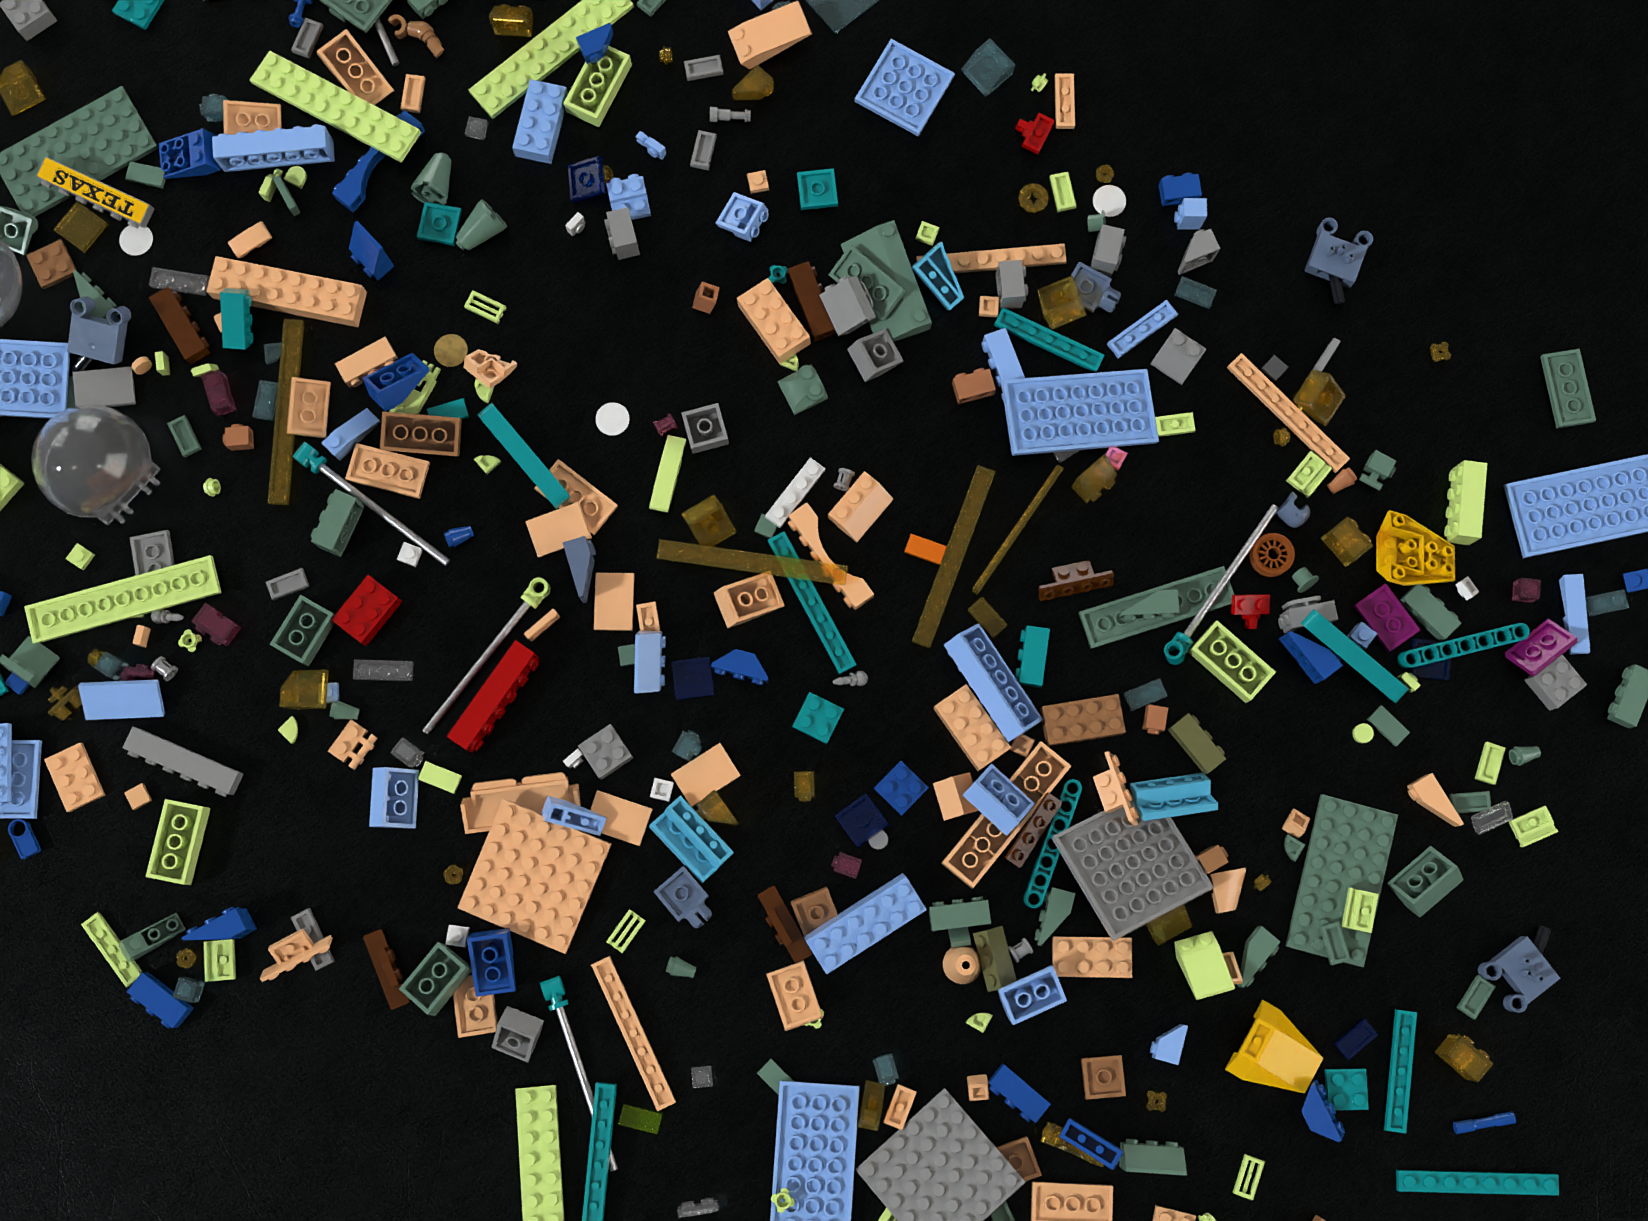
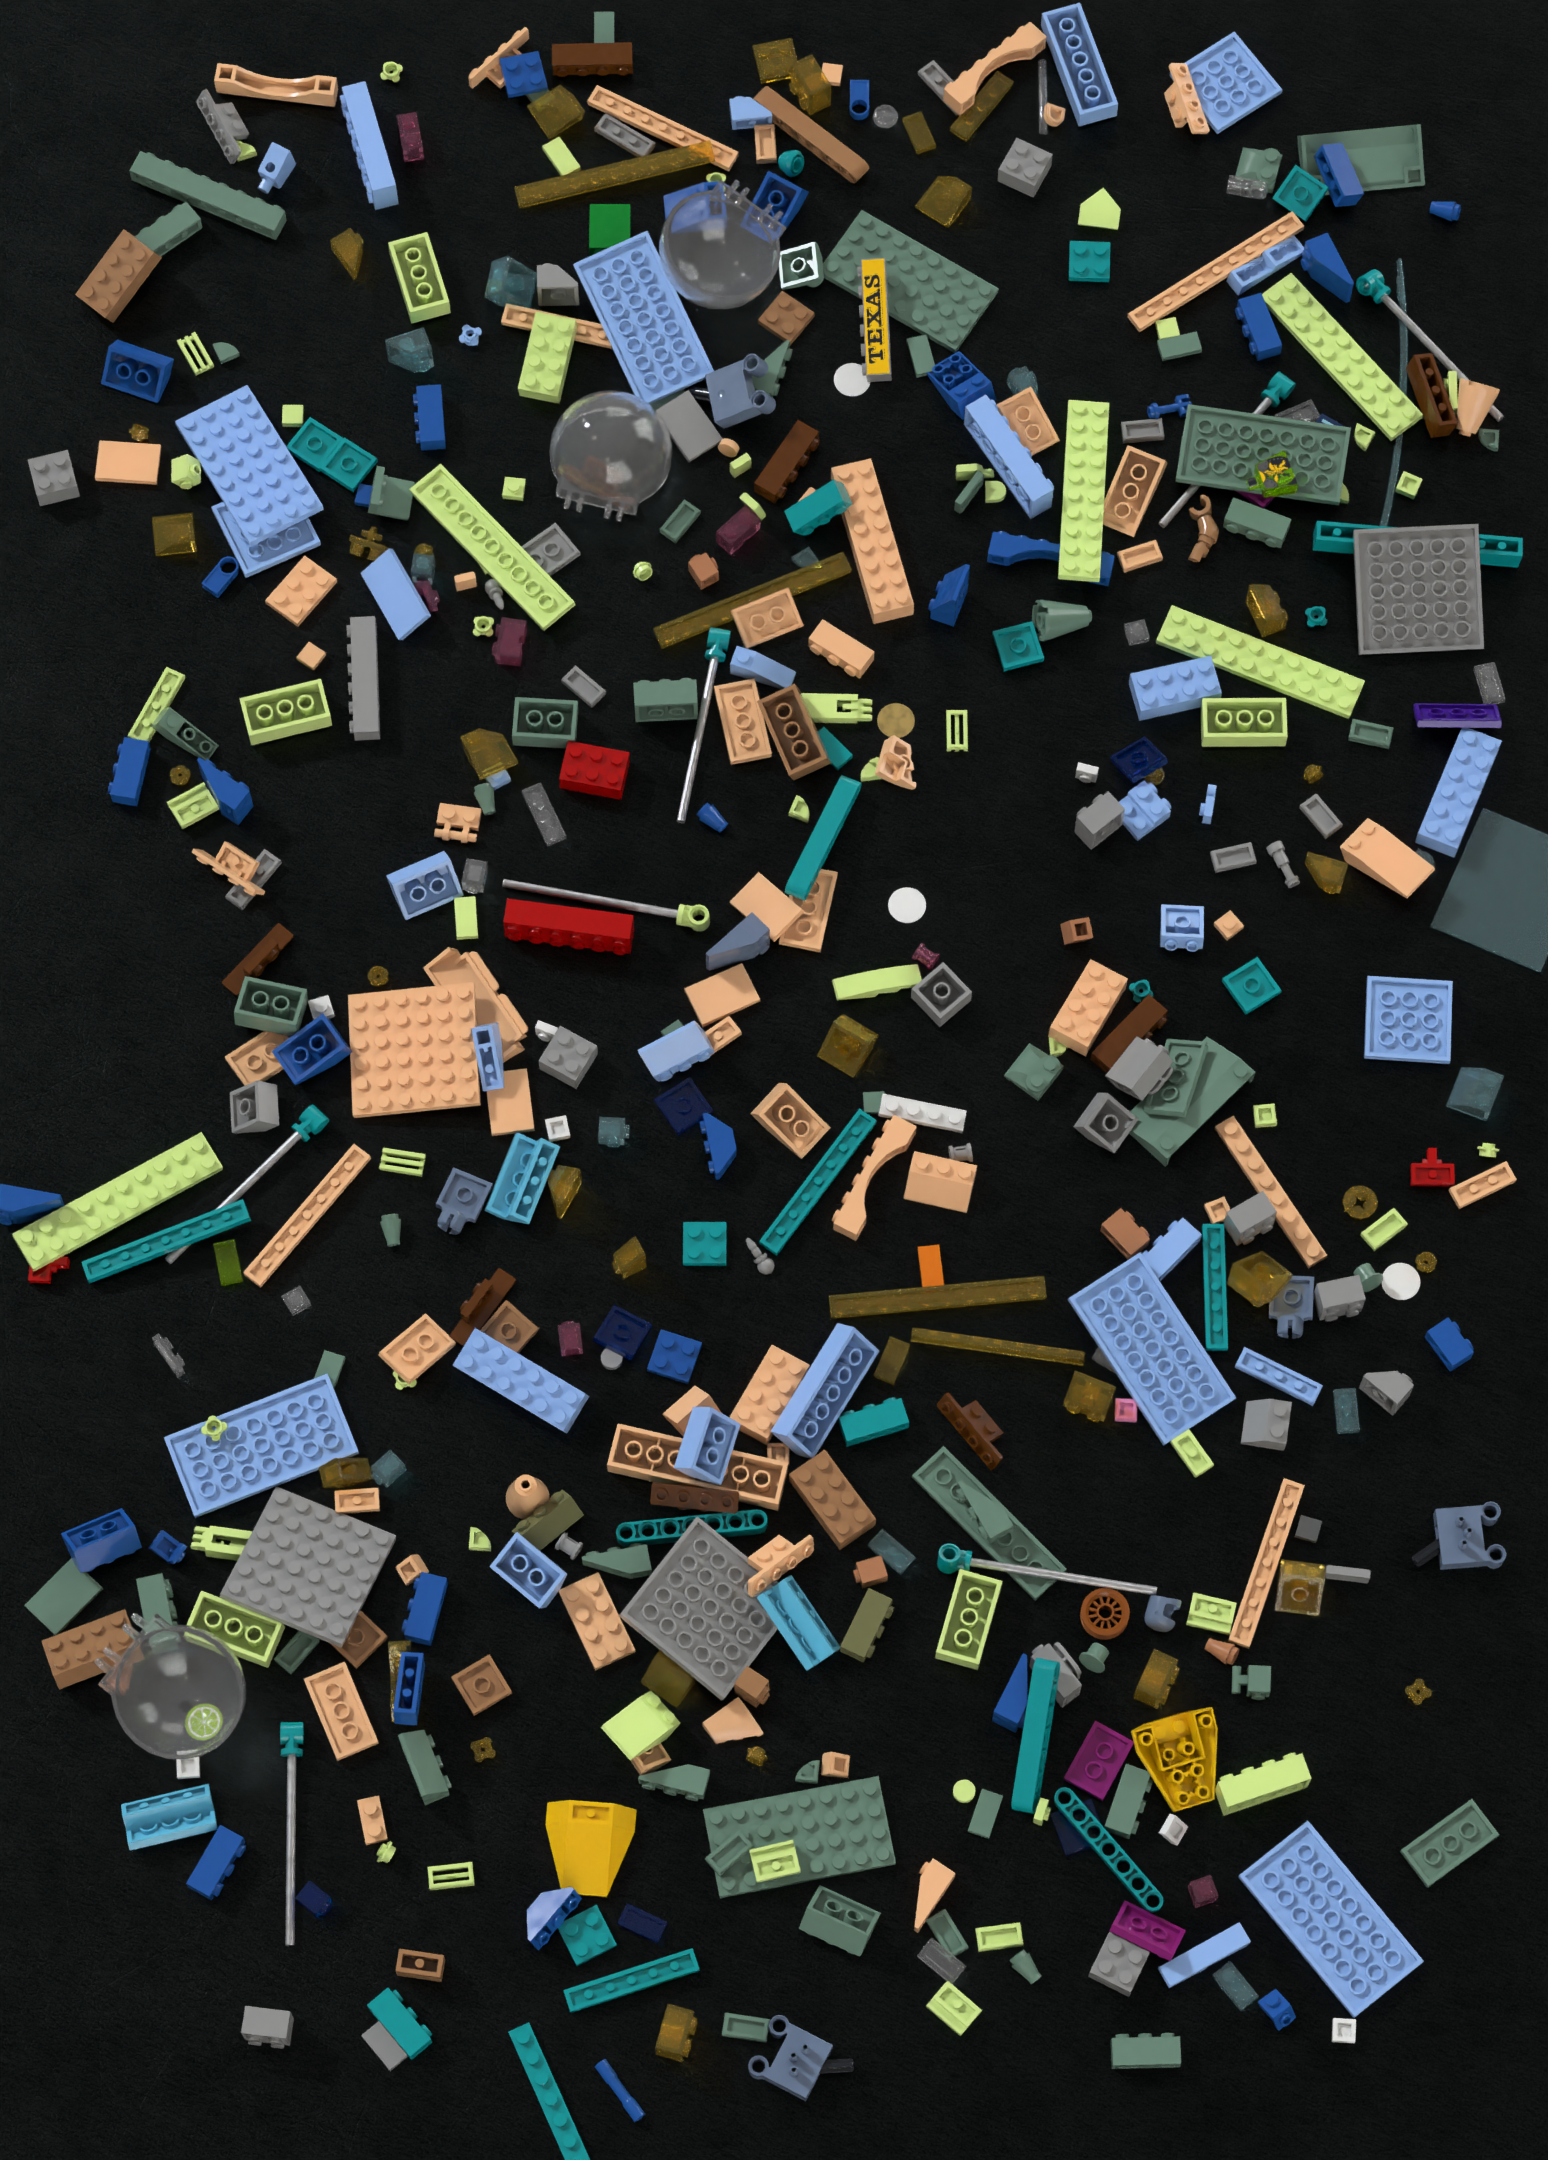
camera: 65 degrees right, 10 degrees down
(80, 227) = (836, 324): clear yellow tile -> none
(164, 668) = (444, 617): light grey bush -> none
(179, 281) = (830, 438): clear plate -> none
(188, 989) = (152, 791): clear light blue brick -> none
(249, 239) = (906, 481): light nougat slope -> none
(265, 400) = (753, 576): clear light blue plate -> none
(290, 729) = (443, 759): yellowish green tile -> none
(395, 381) = (834, 683): blue slope -> none
(409, 554) = (671, 783): white plate -> none
(479, 226) = (1035, 684): sand green cone -> none
(542, 625) = (663, 938): light nougat tile -> none
(595, 43) = (1279, 697): blue slope -> none
(704, 774) = (599, 1165): light nougat tile -> none
(752, 562) = (828, 1103): clear yellow plate -> none
(939, 277) = (1219, 1143): medium azure wedge -> none
(959, 914) = (575, 1469): sand green brick -> none
(959, 937) = (552, 1480): sand green tile -> none
(1169, 1045) = (545, 1735): light blue slope -> none
(1191, 213) = (1425, 1364): light blue brick -> none
(1250, 608) = (1037, 1615): red hinge -> none
(1281, 437) = (1237, 1568): clear yellow plate -> none
(1361, 635) = (1063, 1740): light blue brick -> none

